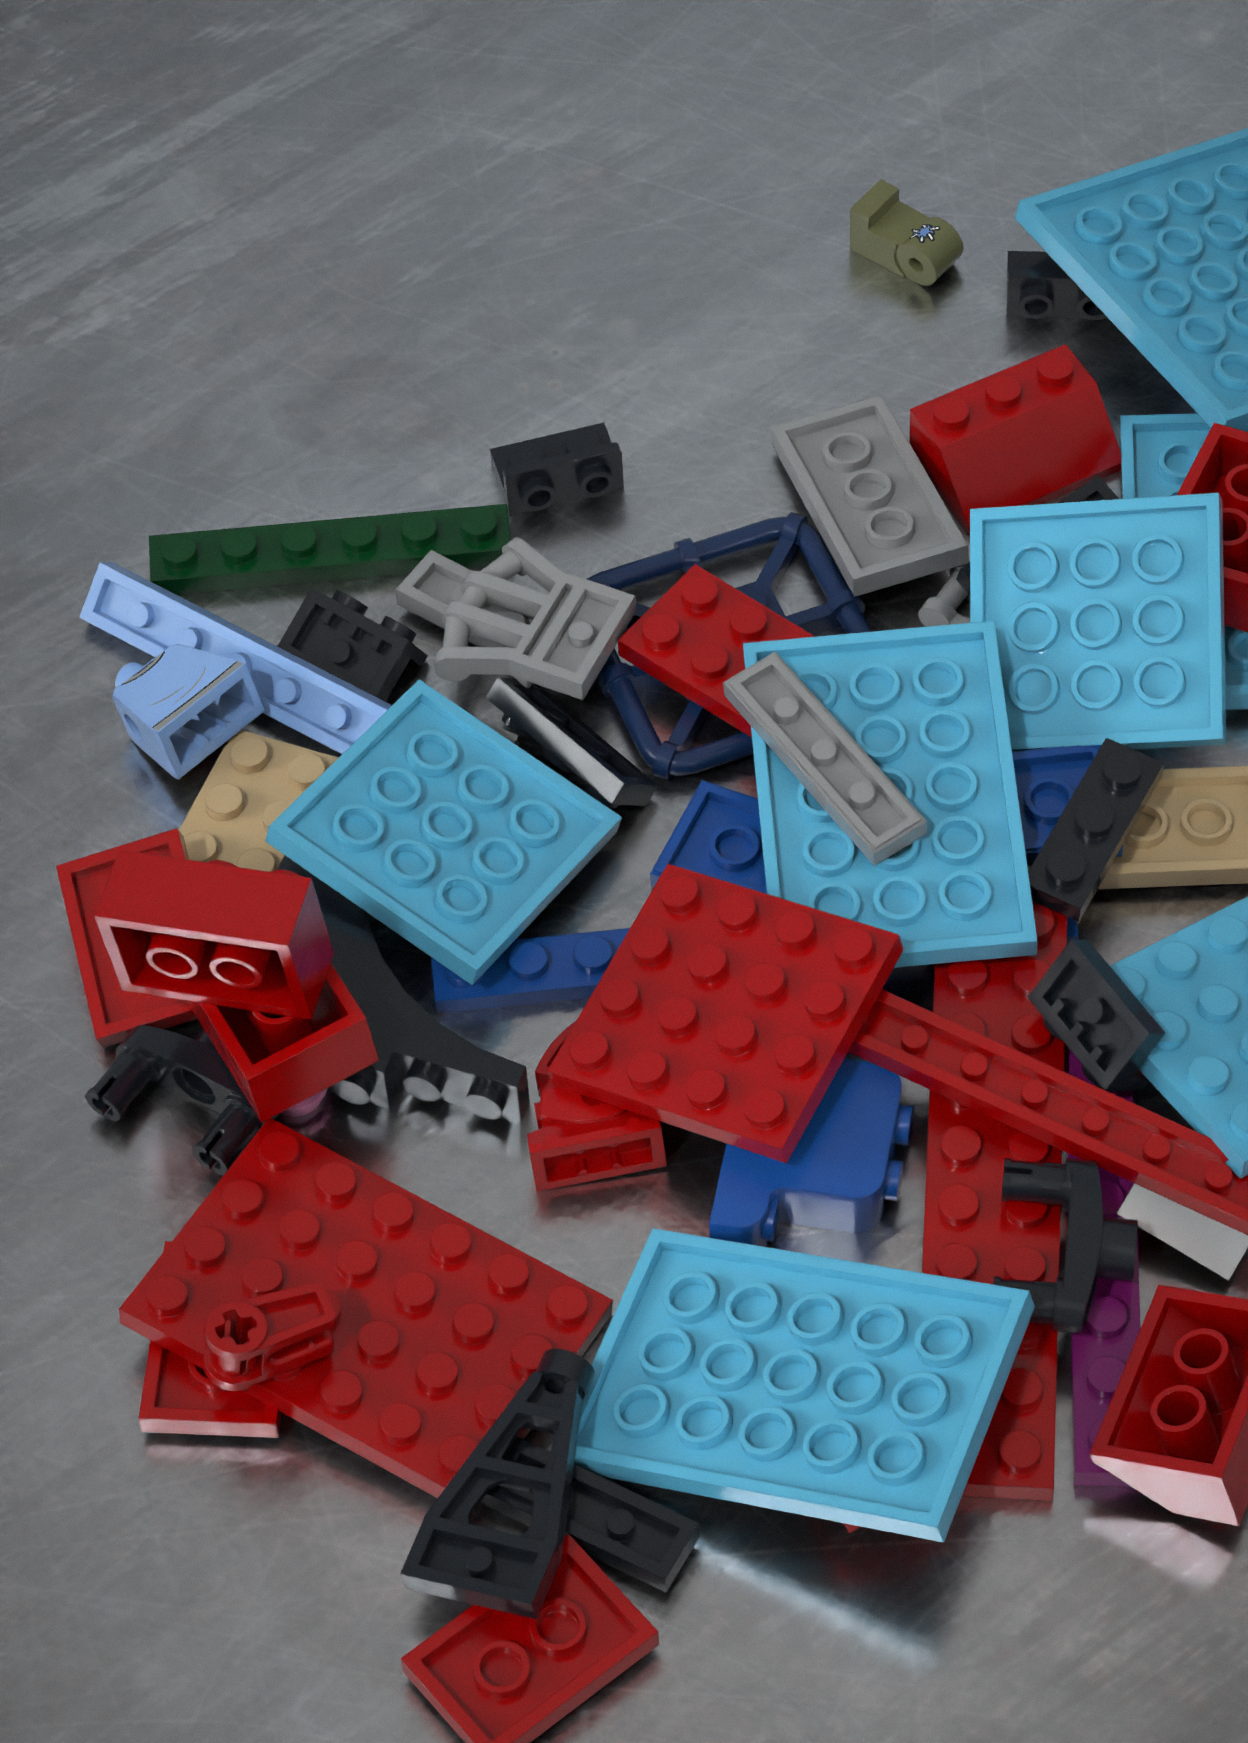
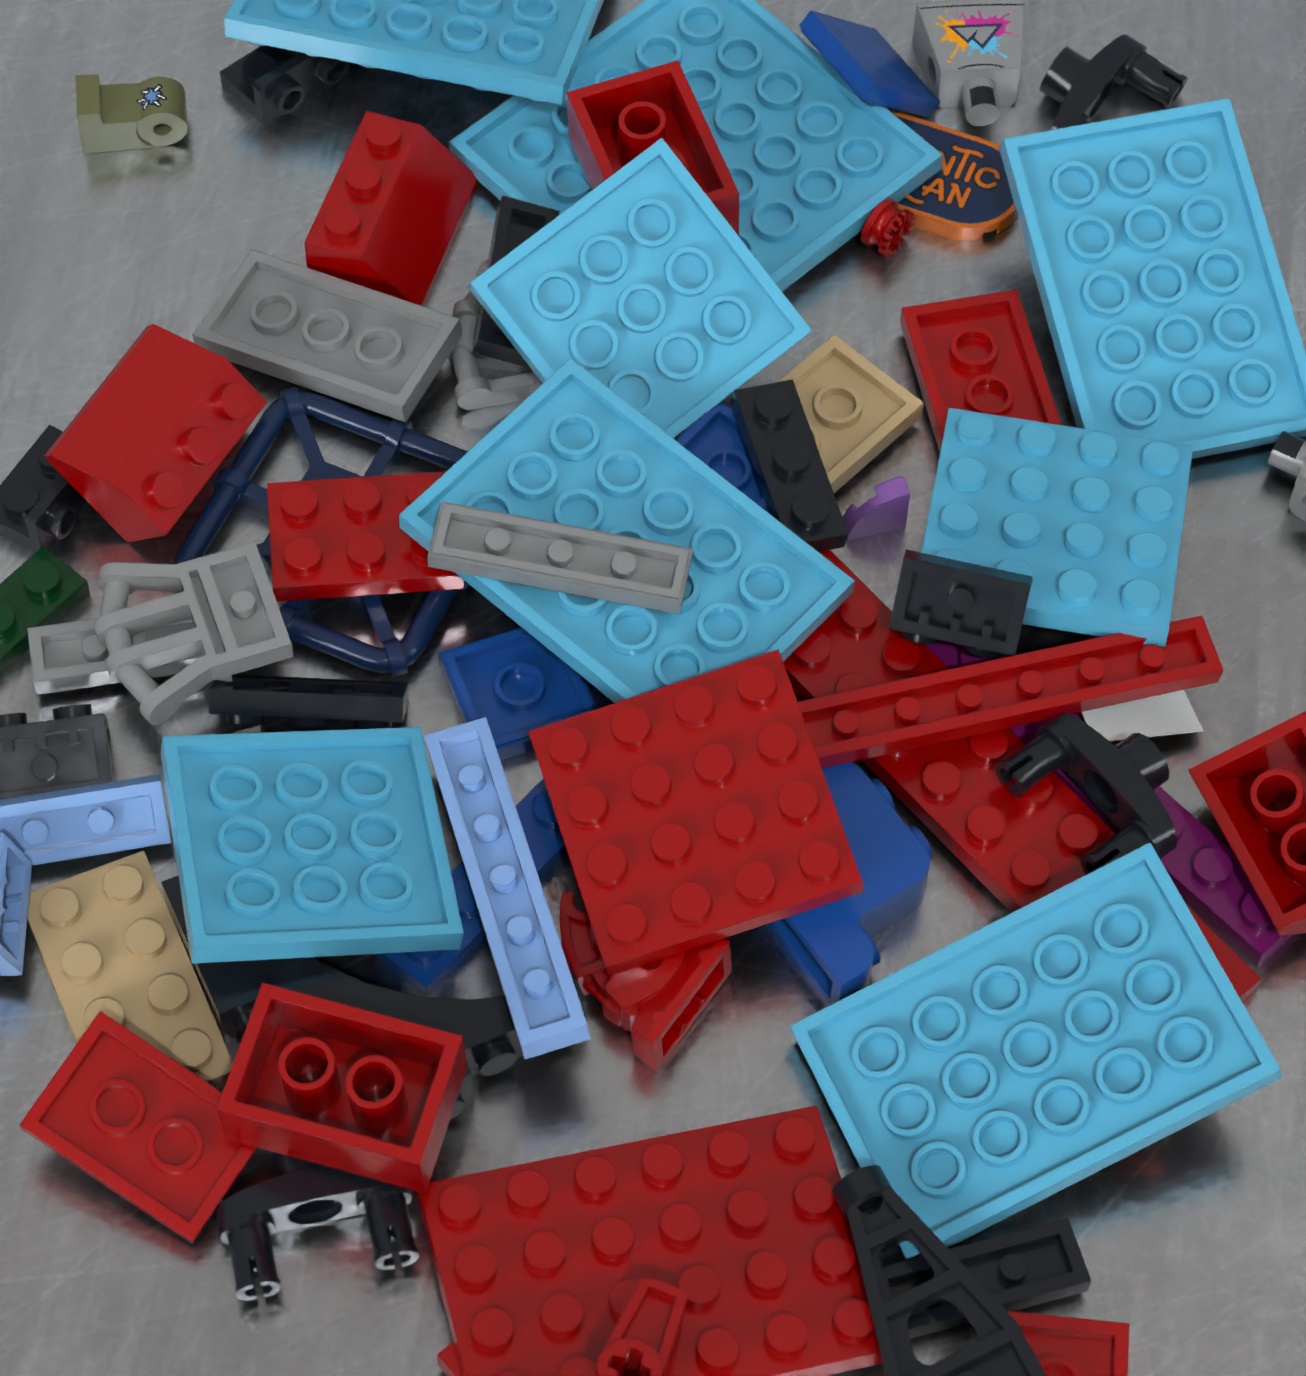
camera: 50 degrees left, 5 degrees up
(215, 933) = (297, 1061): red brick -> none
(543, 965) = (507, 889): none -> light blue plate
(656, 470) = (155, 432): none -> red slope
(1150, 921) = (880, 513): none -> medium lavender tile

